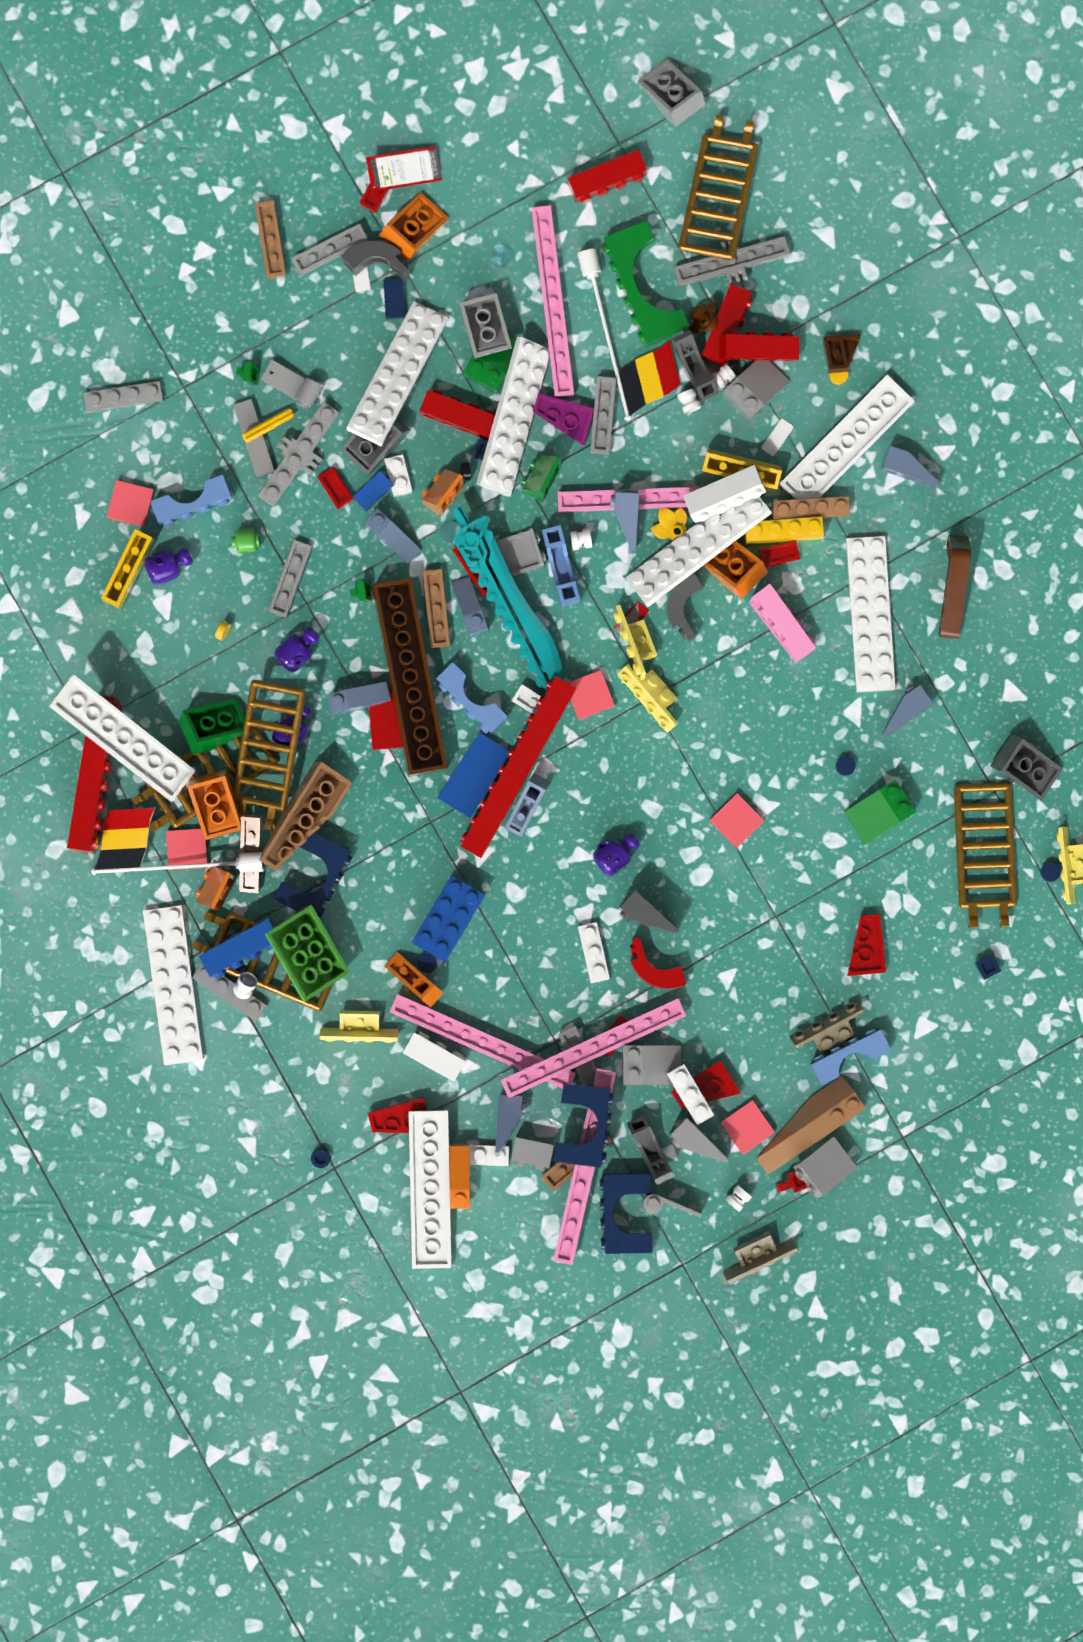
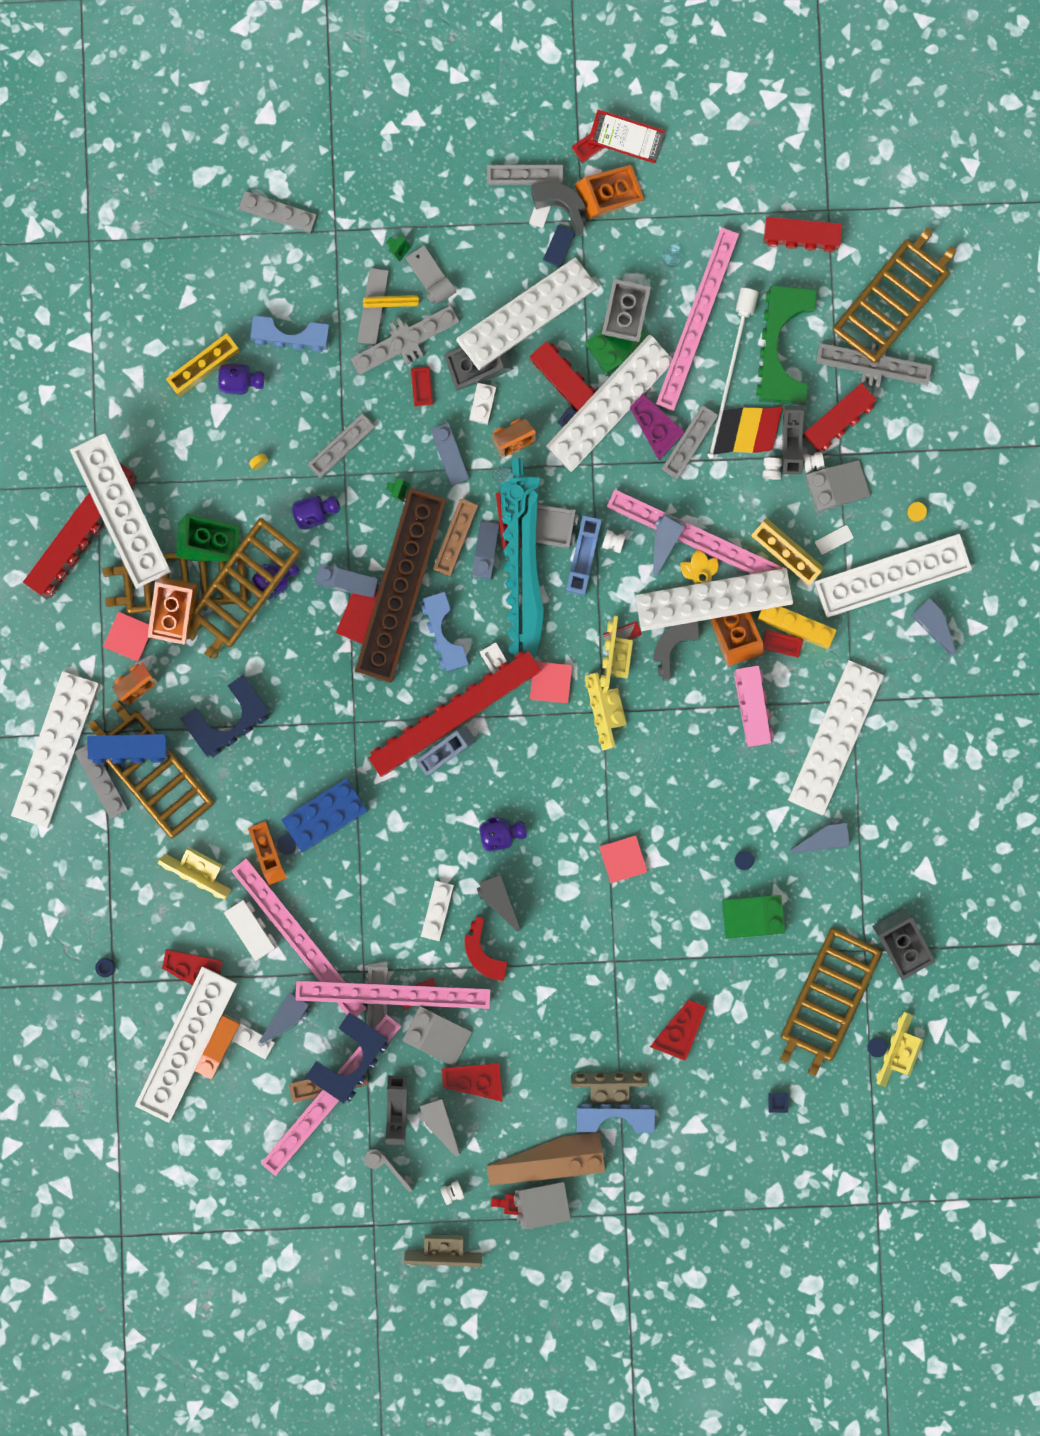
camera: 30 degrees right, 0 degrees up
(127, 839) = (80, 602): flag -> none
(130, 503) = (235, 309): coral tile -> none
(245, 540) = (319, 392): bright green head -> none
(245, 985) = (117, 782): white wheel -> none
(250, 843) = (181, 669): plate -> none
(270, 240) = (477, 139): medium nougat plate -> none
(306, 812) = (249, 657): medium nougat wedge -> none
(307, 952) = (183, 781): bright green slope -> none
(373, 491) = (453, 406): blue tile -> none
(465, 471) = (543, 430): black tile -> none
(474, 775) = (412, 701): blue tile -> none
(532, 1152) = (292, 1059): light grey brick -> none
(541, 477) = (606, 469): green slope -> none
(615, 1239) = (325, 1173): dark blue arch -> none
(672, 92) = (898, 188): light grey slope -> none
(690, 1094) = (456, 1079): white brick -> none
(703, 318) = (822, 401): reddish brown plate -> none
(724, 494) = (760, 566): white brick -> none
(747, 1127) = (492, 1134): coral tile -> none
(759, 347) = (858, 452): red brick -> none
(811, 508) = (830, 617): medium nougat plate -> none
(840, 351) = (928, 492): reddish brown wing -> none
(955, 587) = (922, 752): reddish brown beam -> none

